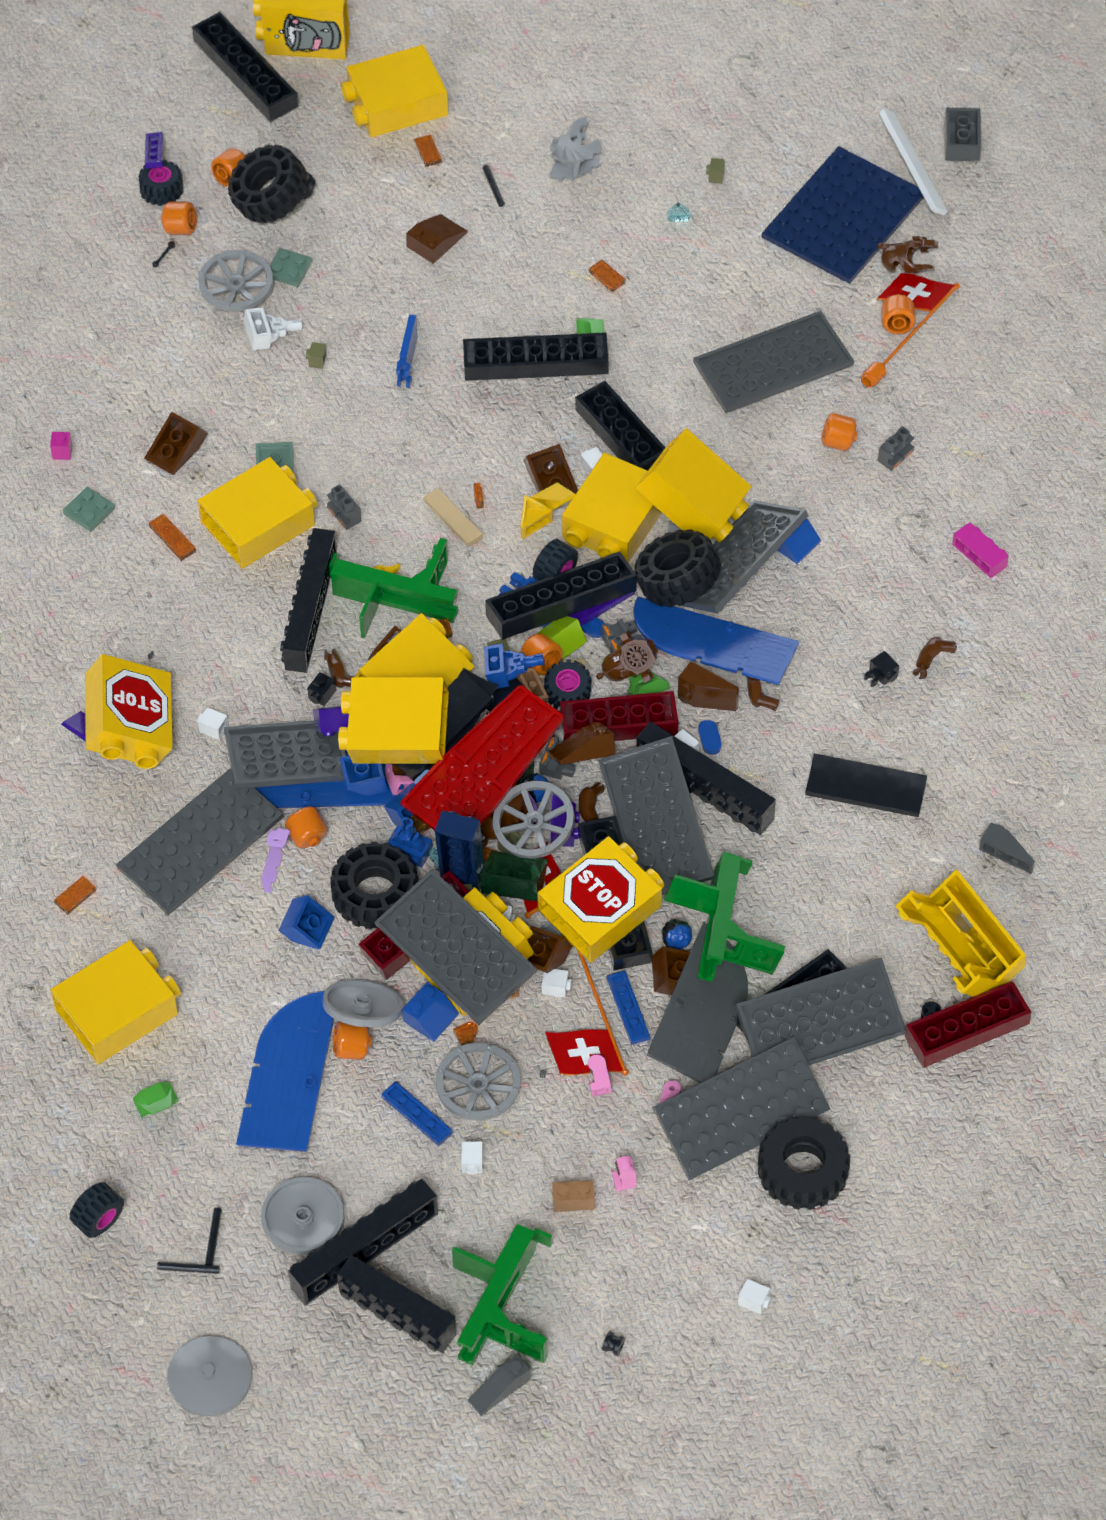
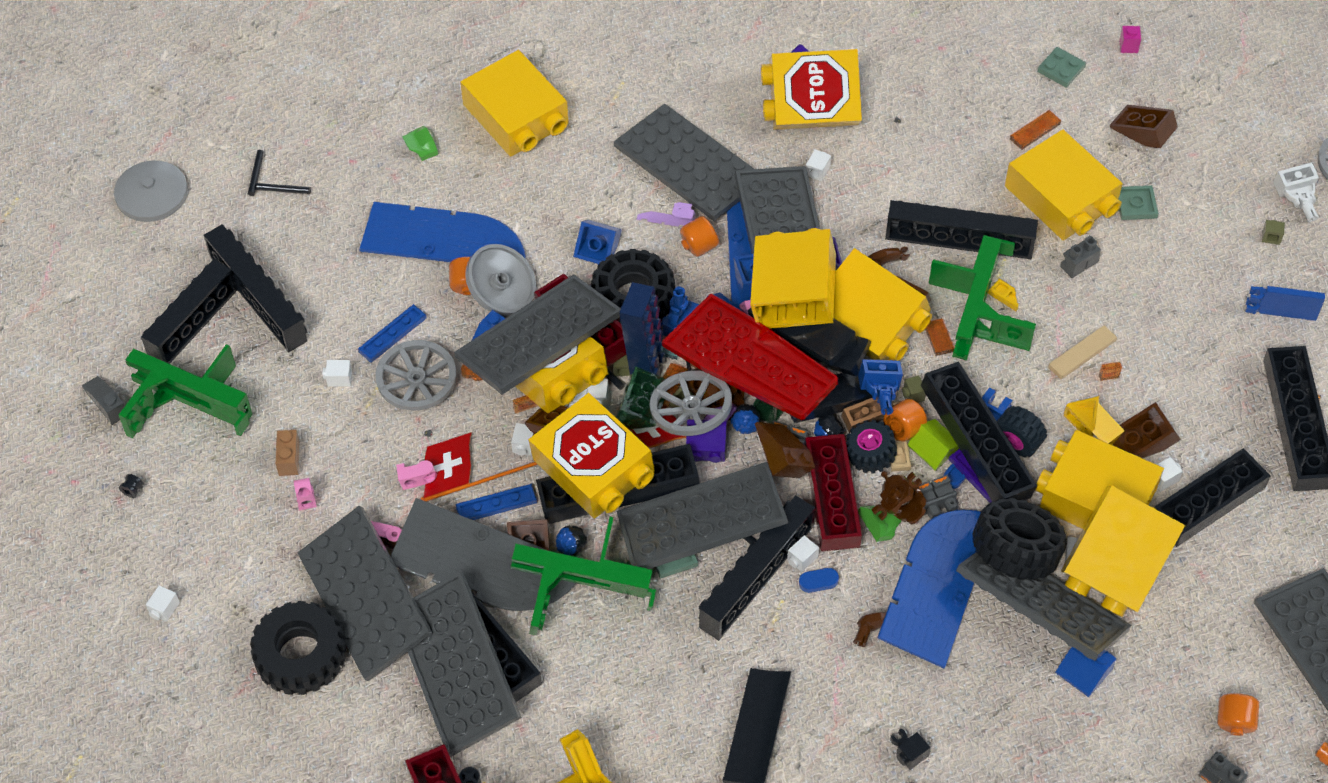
camera: 90 degrees right, 0 degrees up
(75, 895) = (634, 78): clear orange tile -> none
(96, 1209) = (307, 98): black wheel -> none
(302, 1215) = (289, 244): light grey dish -> none
(321, 689) = (861, 242): black brick -> none
(587, 801) = (724, 466): reddish brown arm -> none
(706, 690) = (874, 563): reddish brown slope -> none

